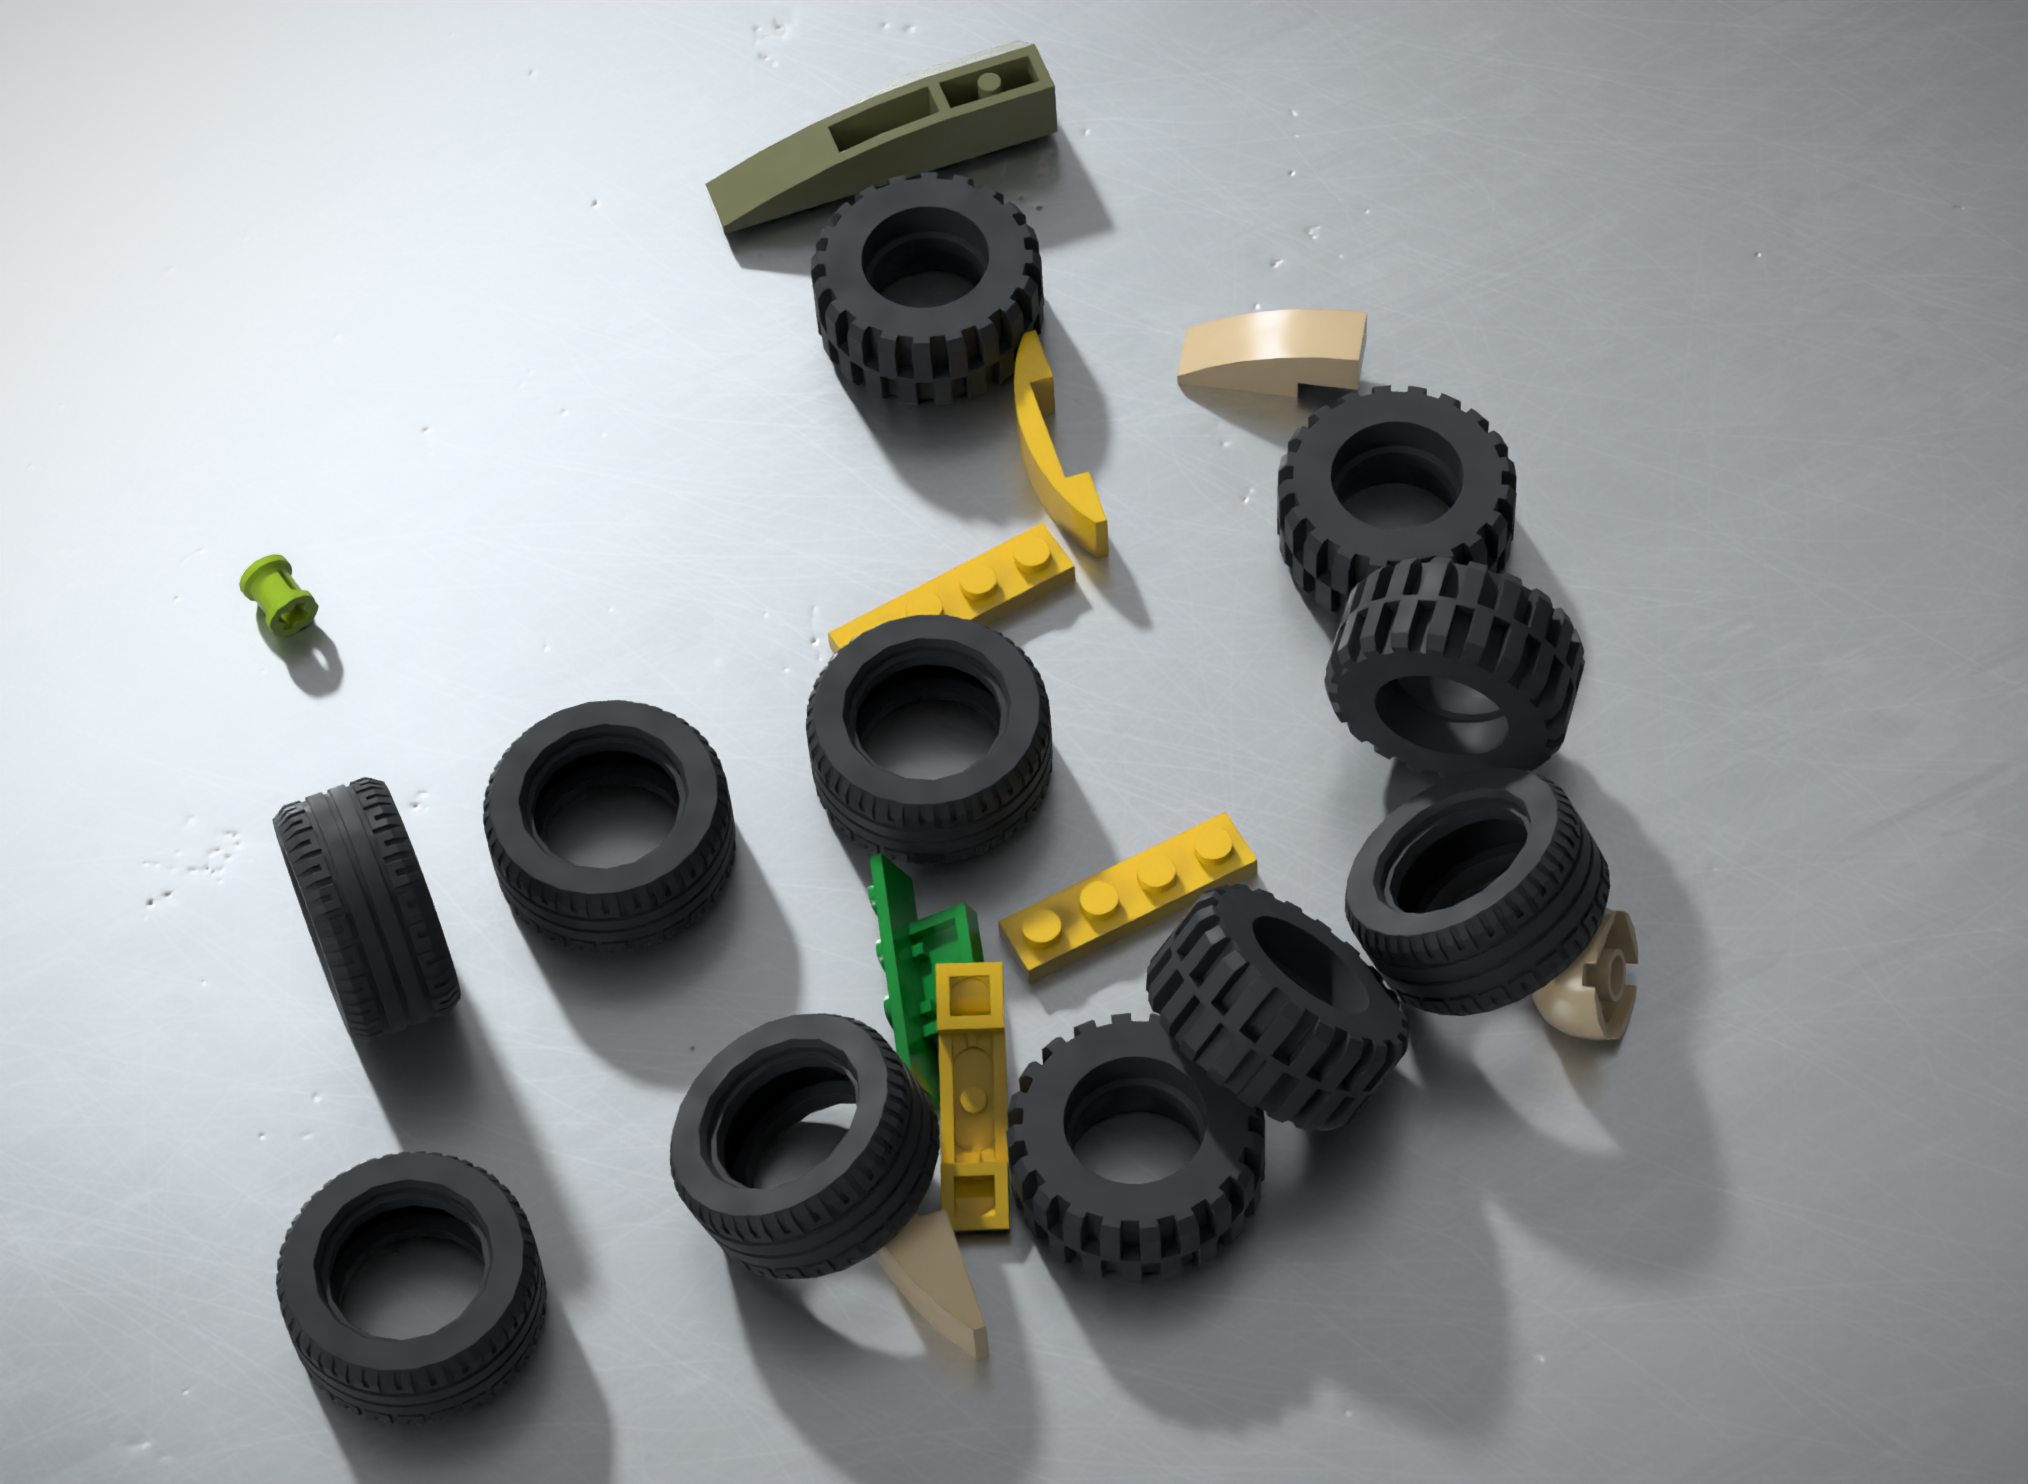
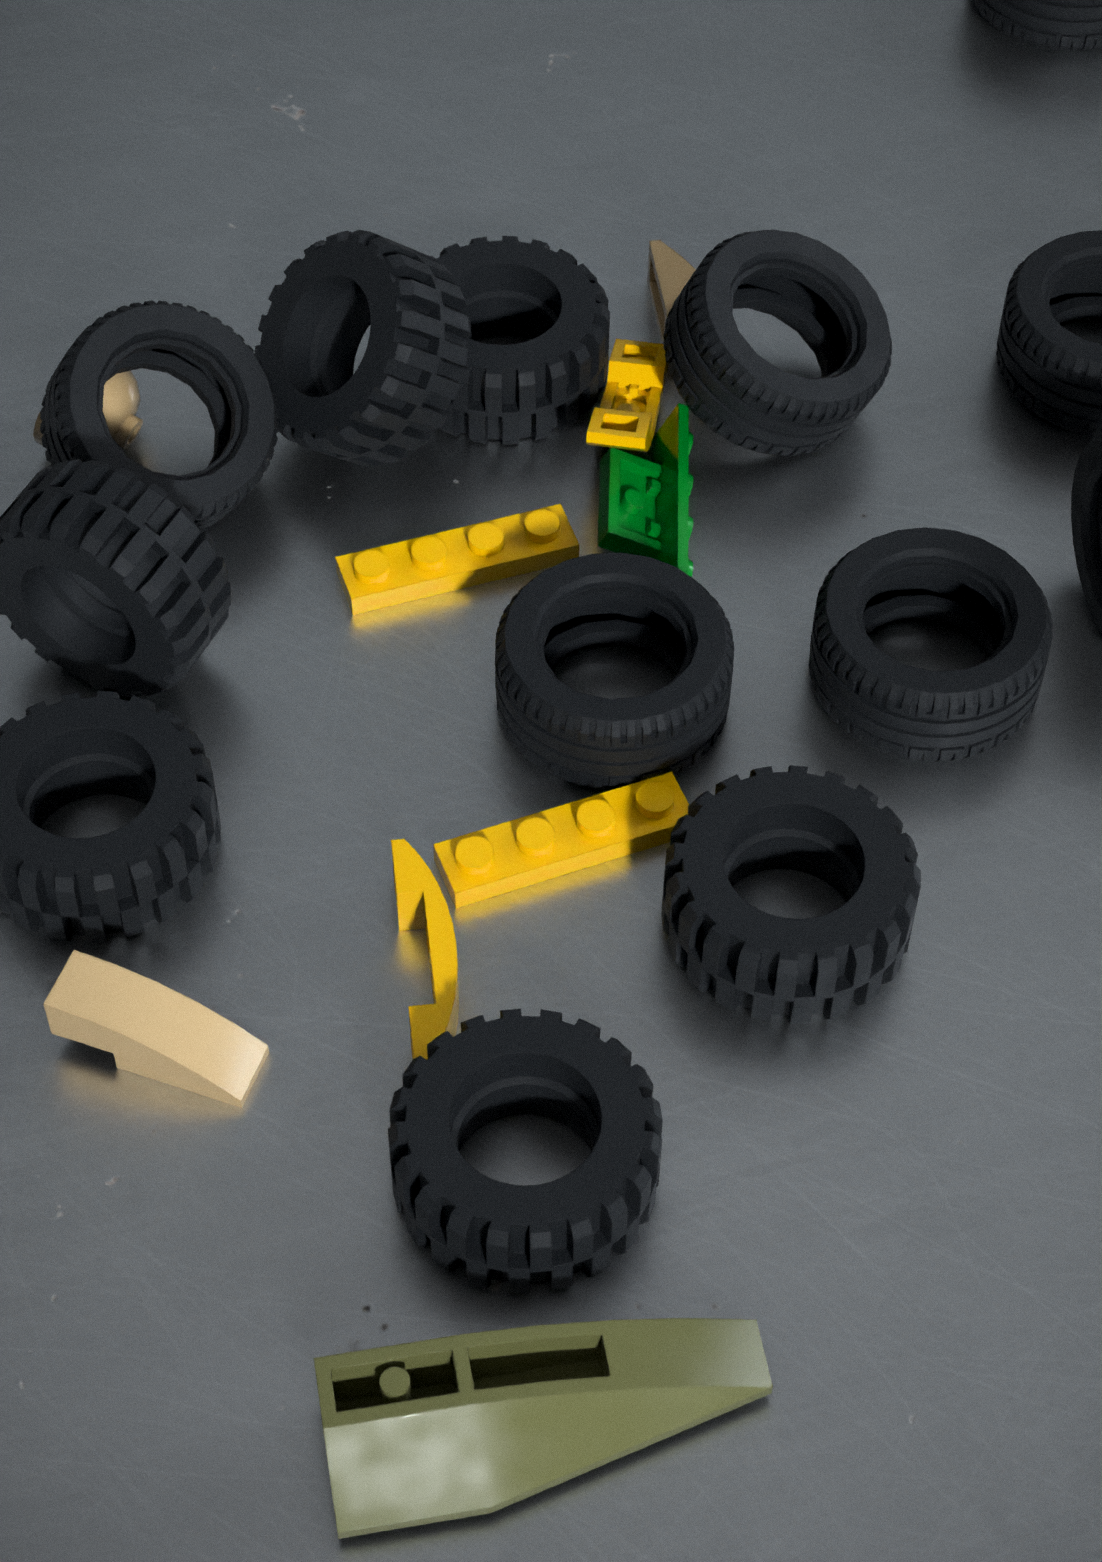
camera: 175 degrees left, 5 degrees down
(717, 480) = (778, 961): none -> black tyre

